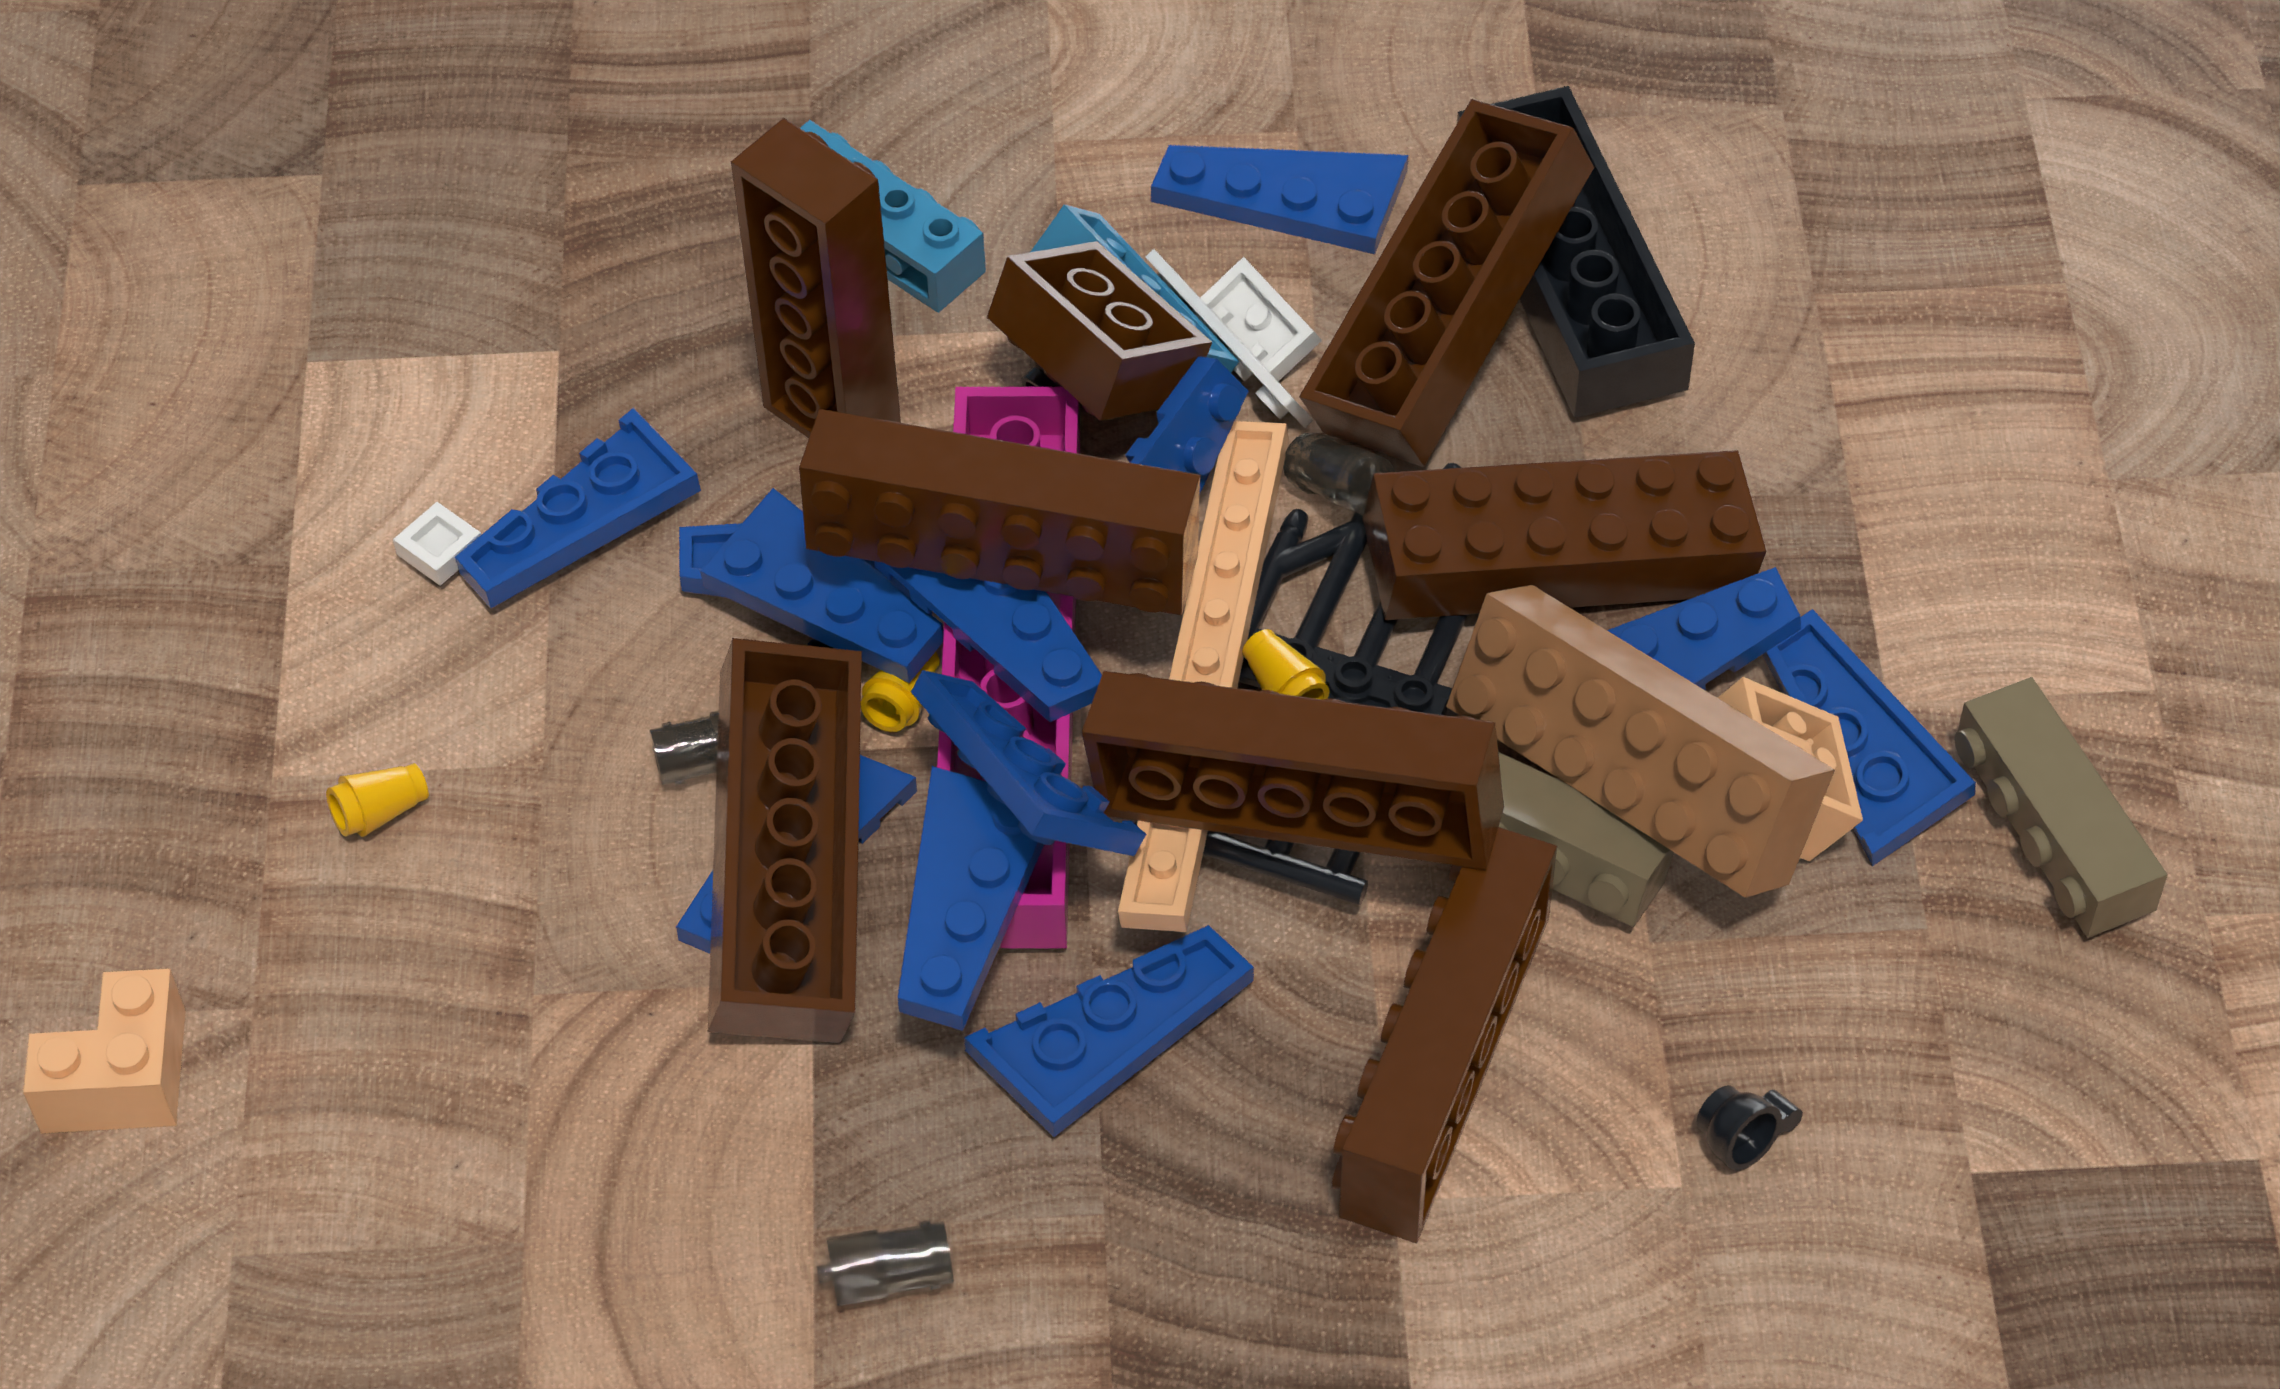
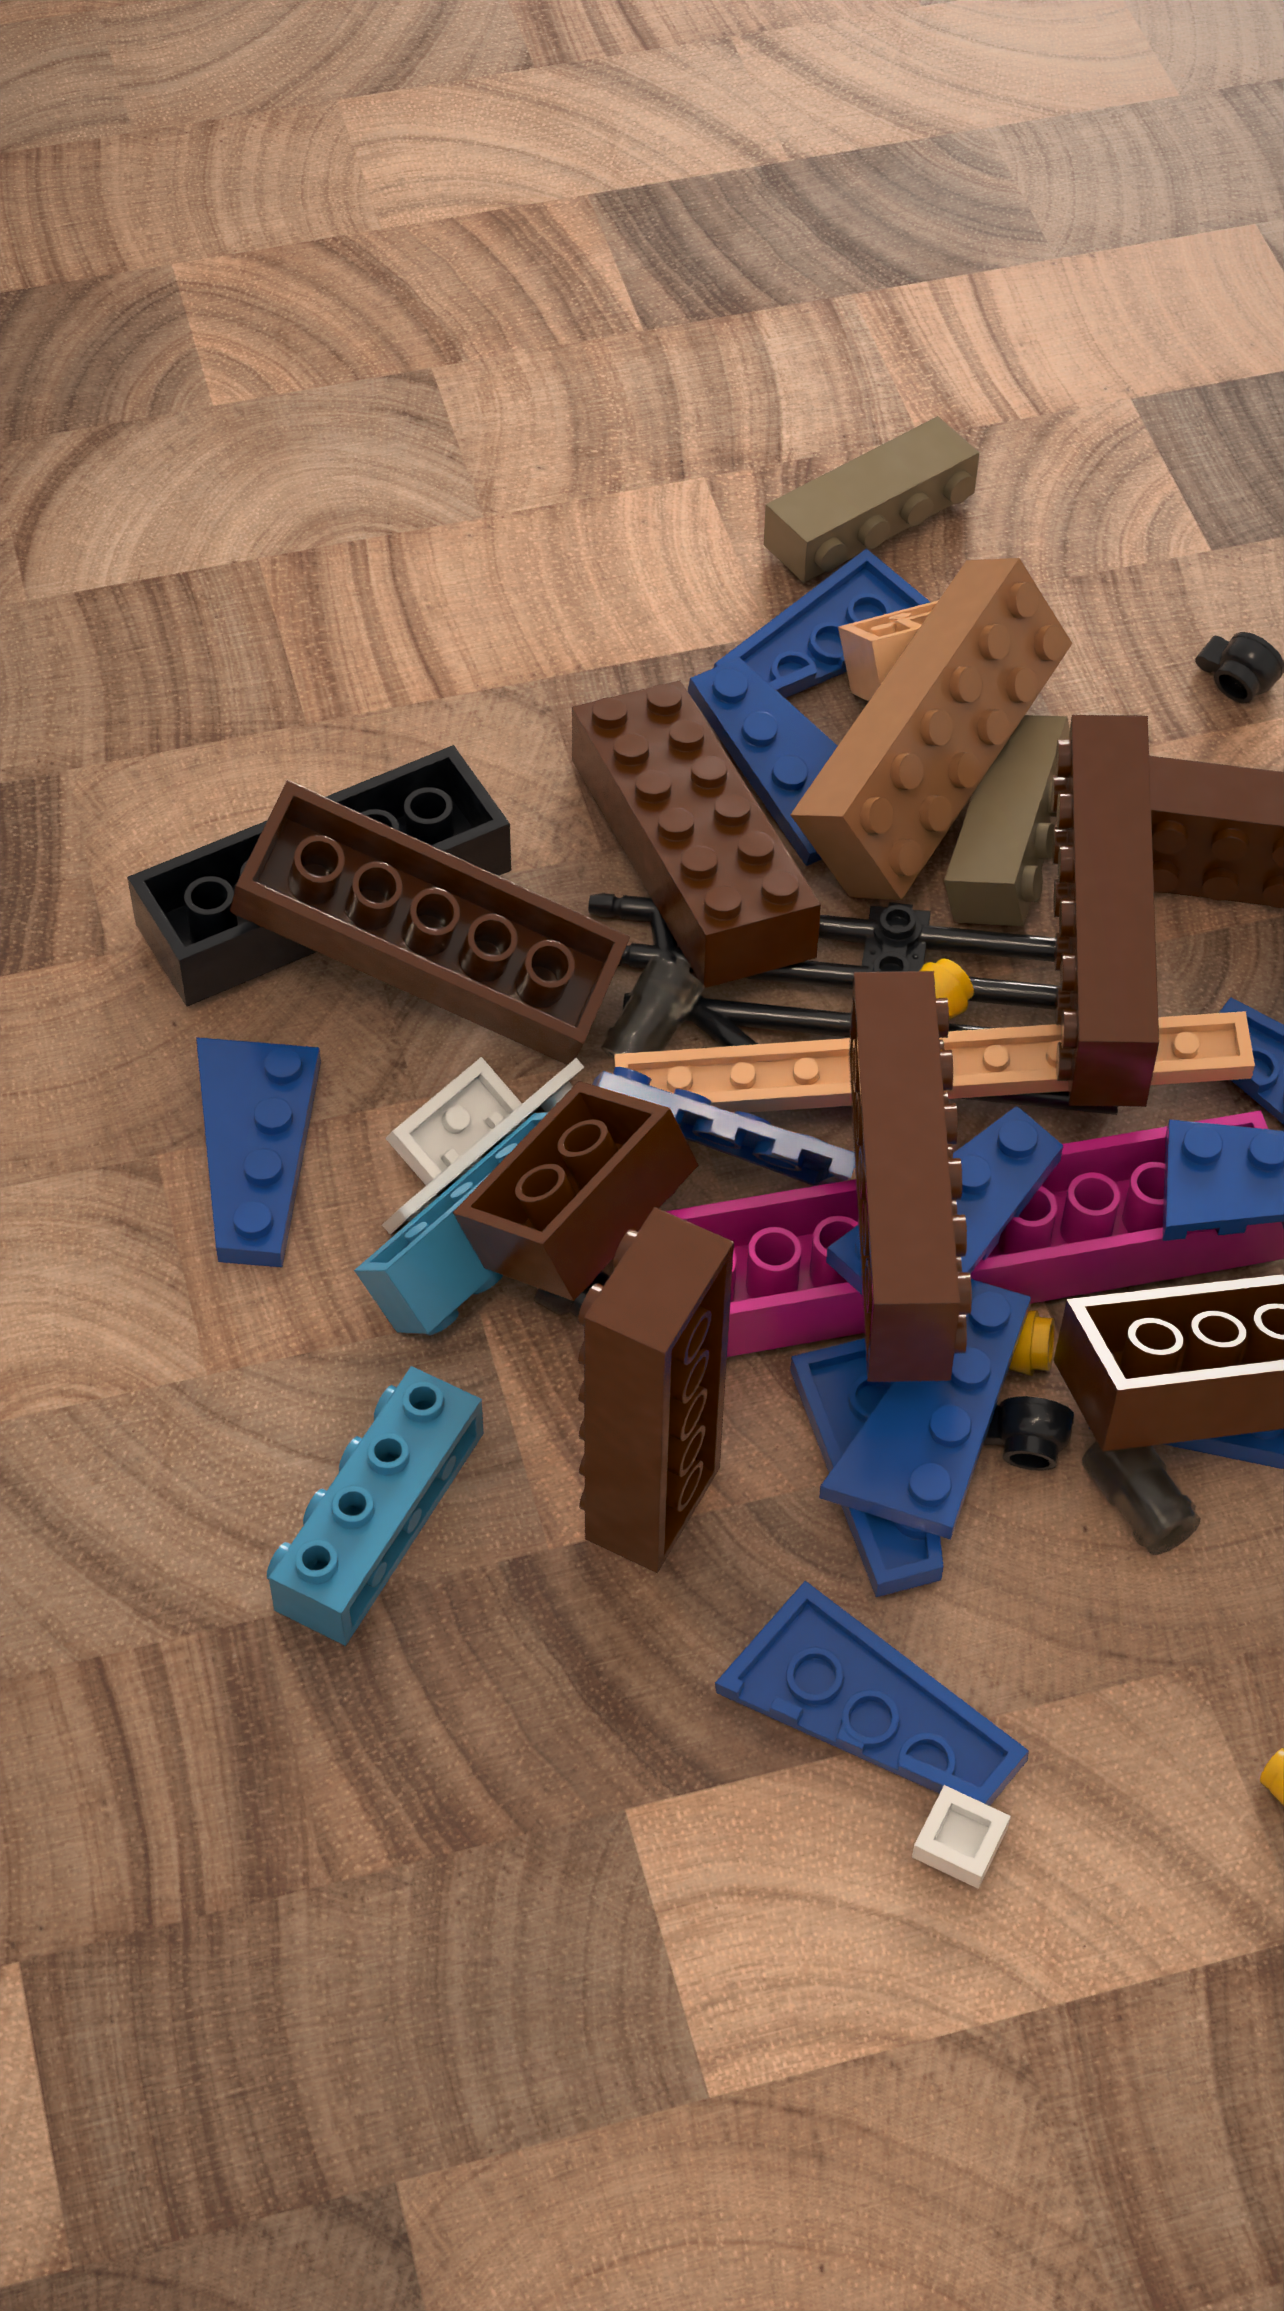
camera: 105 degrees left, 0 degrees up
(1021, 770) = (1154, 1145): blue wing -> none

